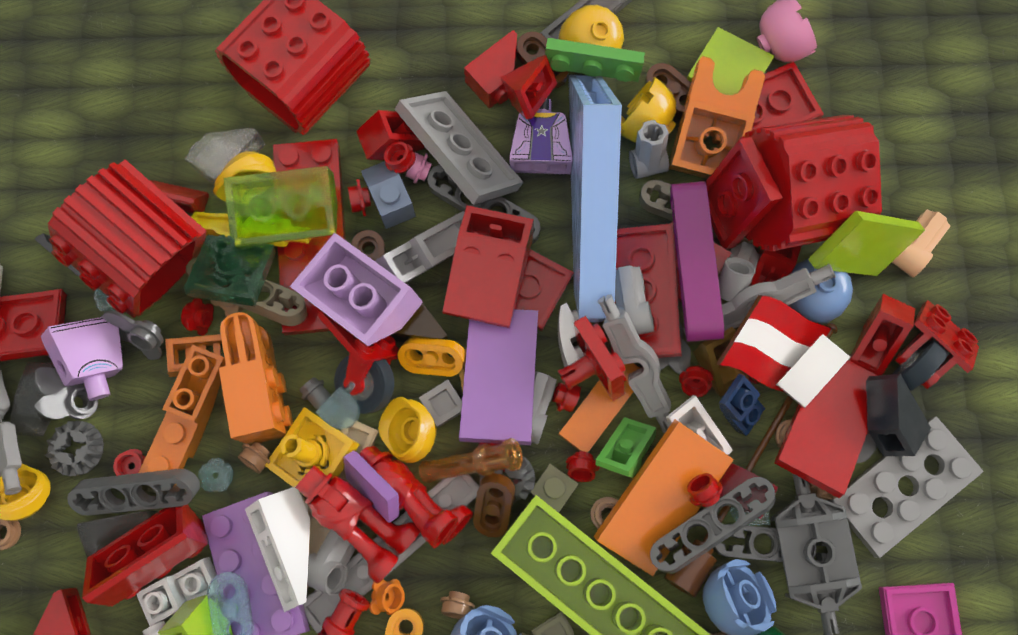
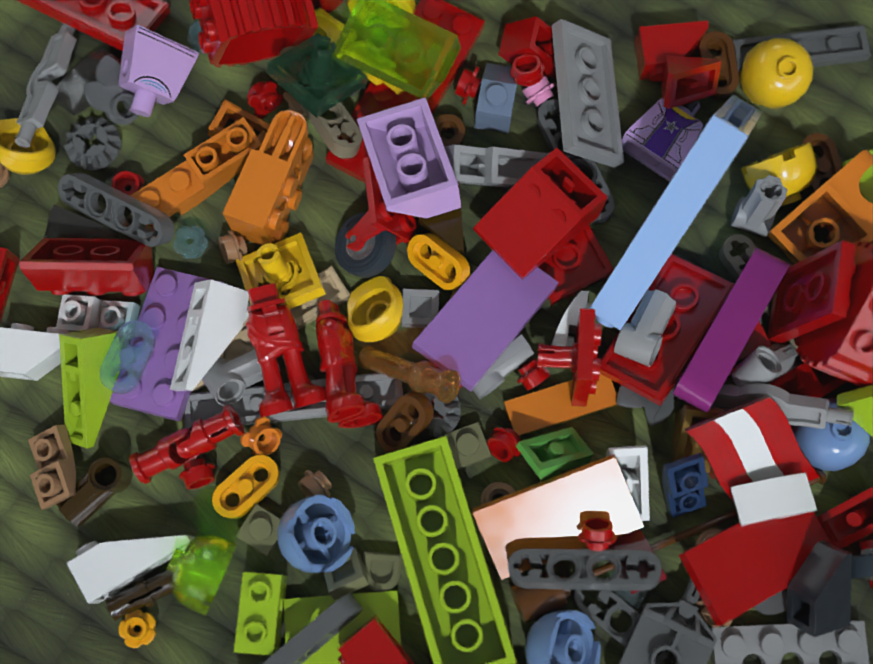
camera: 35 degrees right, 0 degrees up
(141, 334) = (208, 81): dark grey plate -> none
(315, 392) = (319, 235): dark grey pin -> none
(340, 410) = (329, 254): clear light blue tile -> none
(372, 486) = (312, 334): medium lavender tile -> none
(594, 60) = (764, 93): bright green plate -> none
(631, 349) = (618, 368): light grey piece -> none
(696, 381) = (659, 445): red plate -> none

